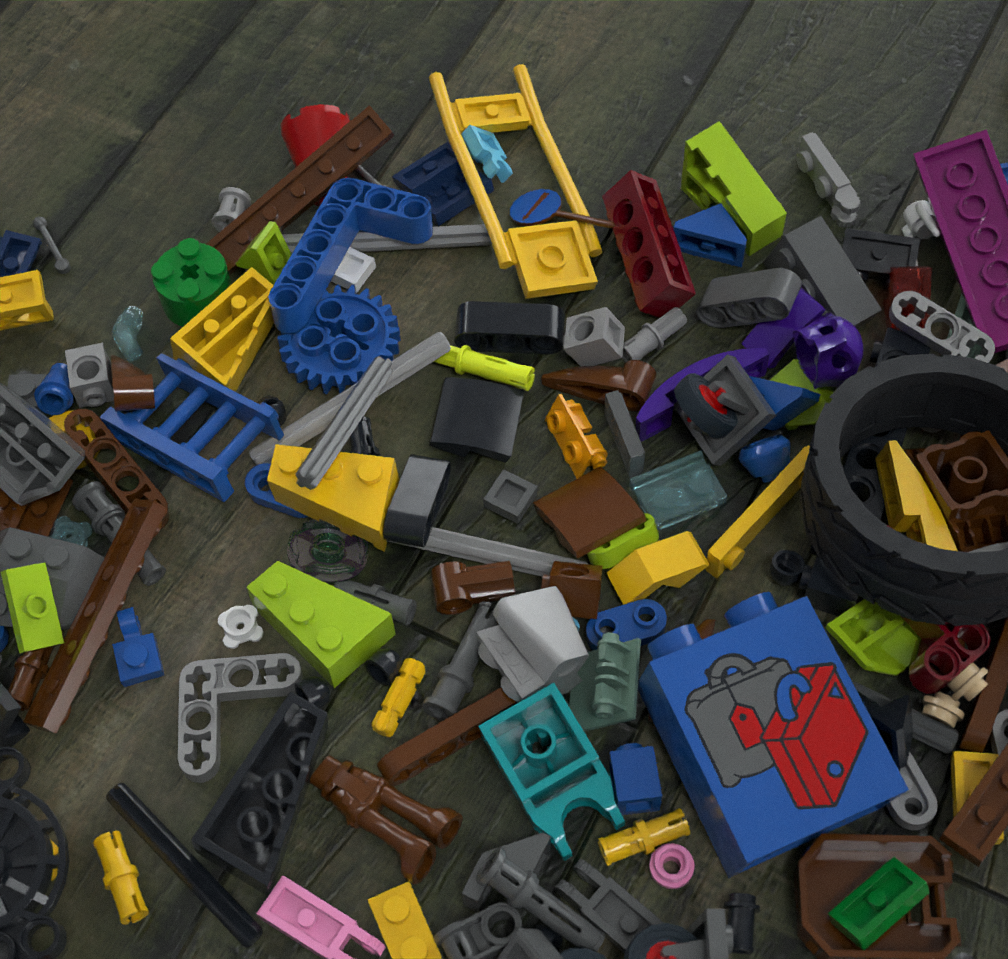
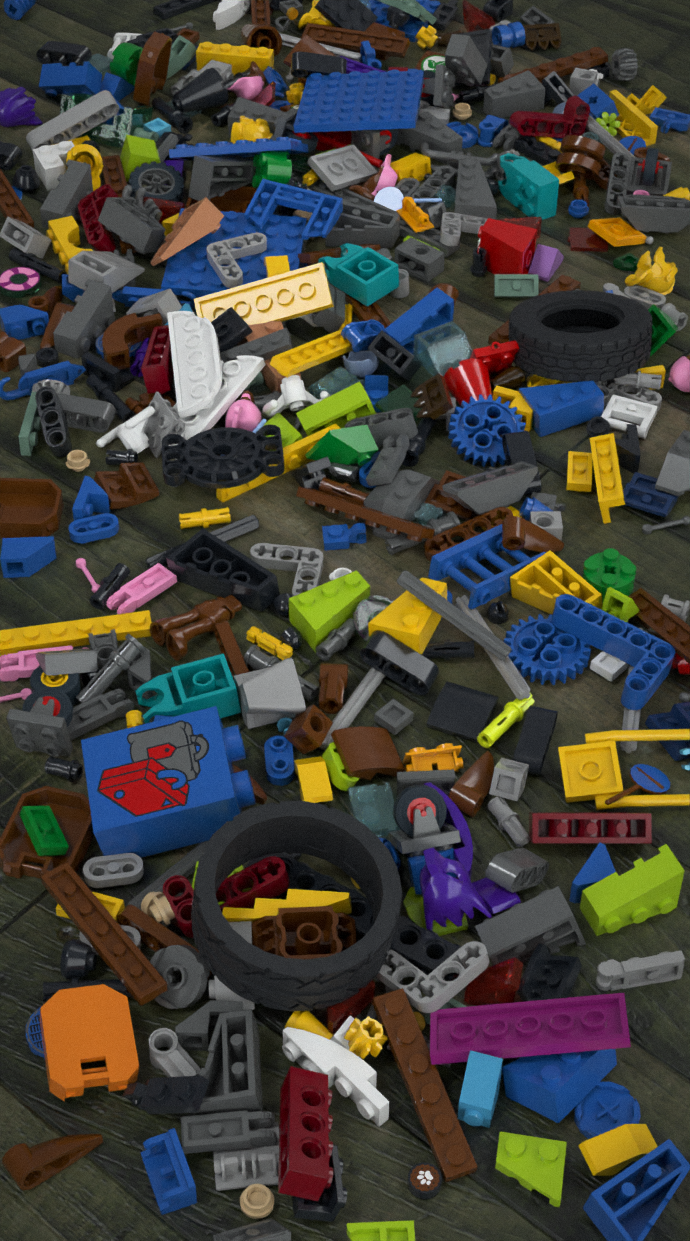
camera: 100 degrees right, 15 degrees down
(32, 607) = (372, 481): lime plate -> none
(126, 331) = (581, 551): clear light blue arm -> none
(608, 684) = (248, 724): sand green hinge -> none
(894, 725) = (150, 857): black slope -> none

